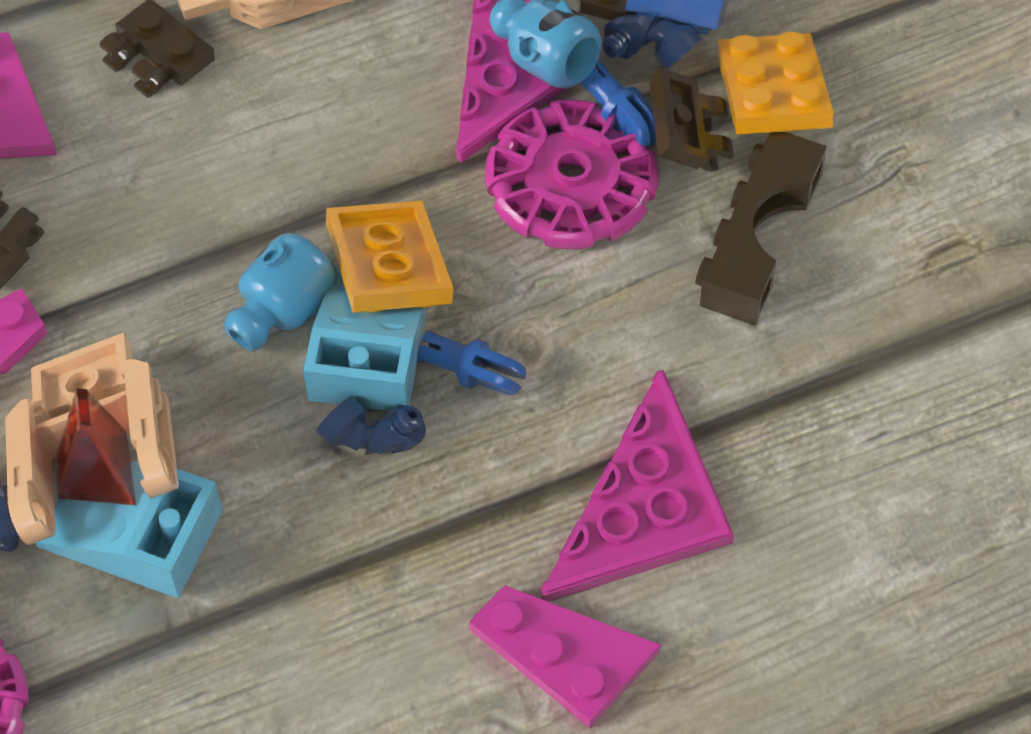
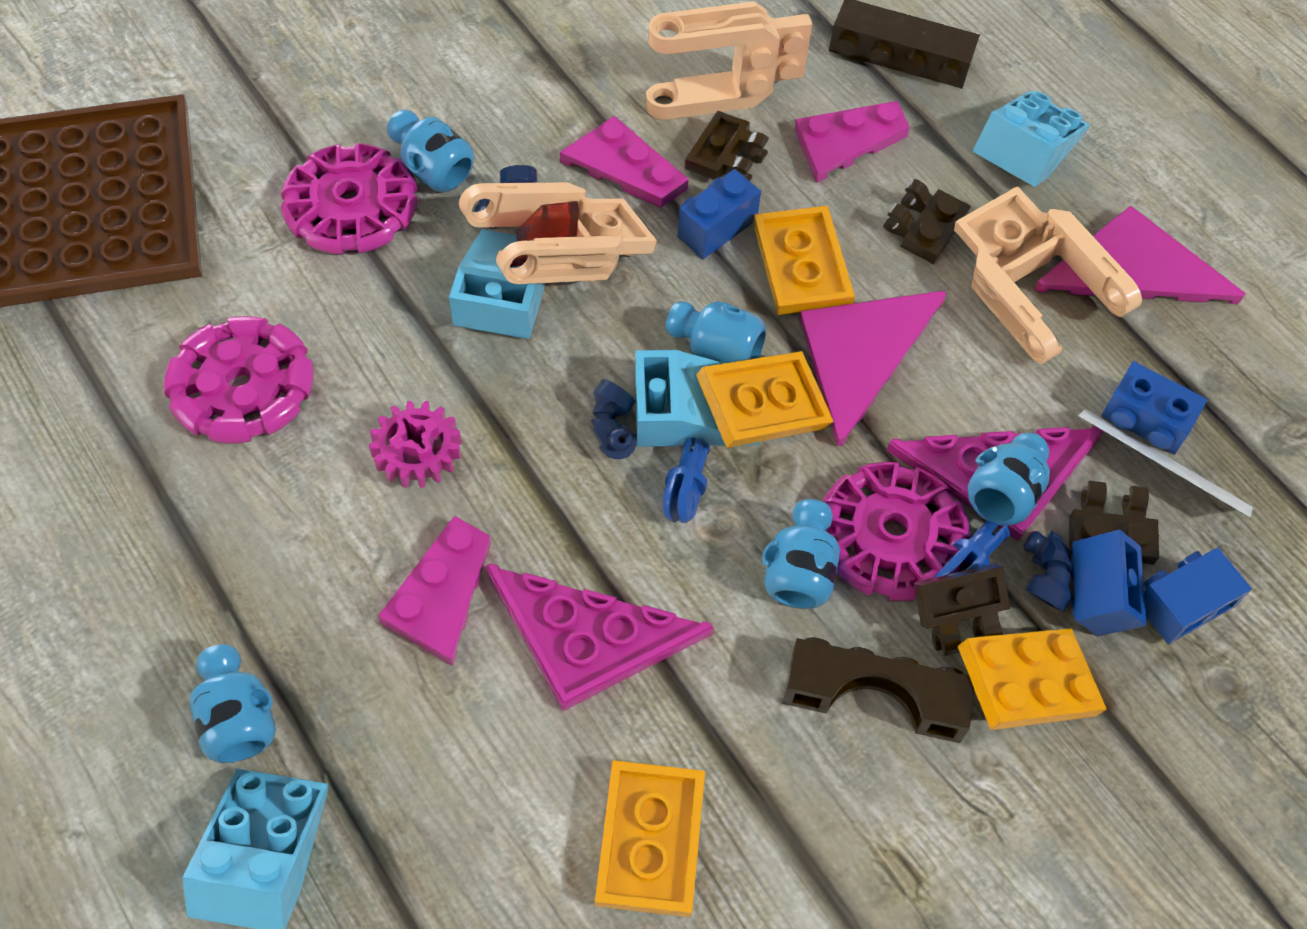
camera: 75 degrees right, 0 degrees up
(93, 260) = (718, 213): none -> blue brick
(182, 186) = (803, 259): none -> light orange plate
(323, 156) = (860, 349): none -> dark pink tile
(378, 638) = (406, 456): none -> dark pink gear
(599, 260) = (803, 558): none -> dark azure piece
(897, 469) = (650, 839): none -> light orange plate

